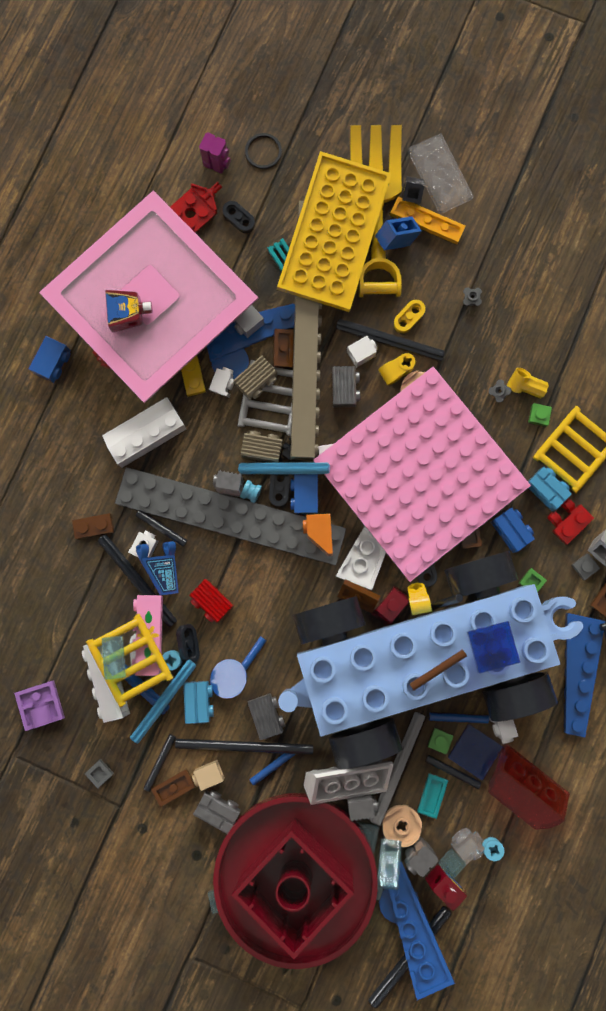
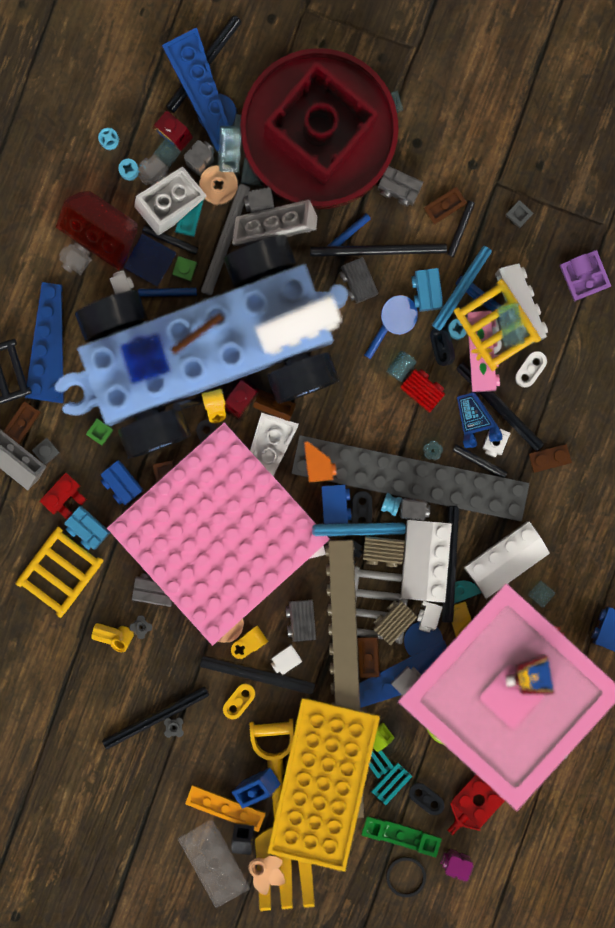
camera: 175 degrees right, 5 degrees up
(103, 614) = (530, 369): none -> white plate
(113, 397) = (541, 594): none -> clear light blue plate
(191, 405) = (465, 590): none -> teal plate
(198, 429) = (448, 605): none -> black axle
(201, 541) = (433, 445): none -> clear light blue plate
(208, 775) = (411, 219): tan brick -> none
(221, 434) = (426, 561): none -> white slope
(230, 626) = (401, 366): none -> clear light blue piece
(263, 186) = (401, 835): none -> green slope
(265, 228) = (390, 785): none -> teal tile
(274, 273) = (382, 738): none -> lime slope
(332, 670) = (298, 325): none -> white slope
(391, 155) = (269, 875): none -> light nougat plate
(453, 813) = (169, 200): none -> white slope
(488, 307) = (155, 718): none -> black axle
(492, 422) = (148, 591): none -> flat silver brick
(512, 887) = (105, 137): none -> medium azure wheel
(540, 414) = (97, 605): bright green plate -> none
(551, 759) = (75, 258): none -> clear brick

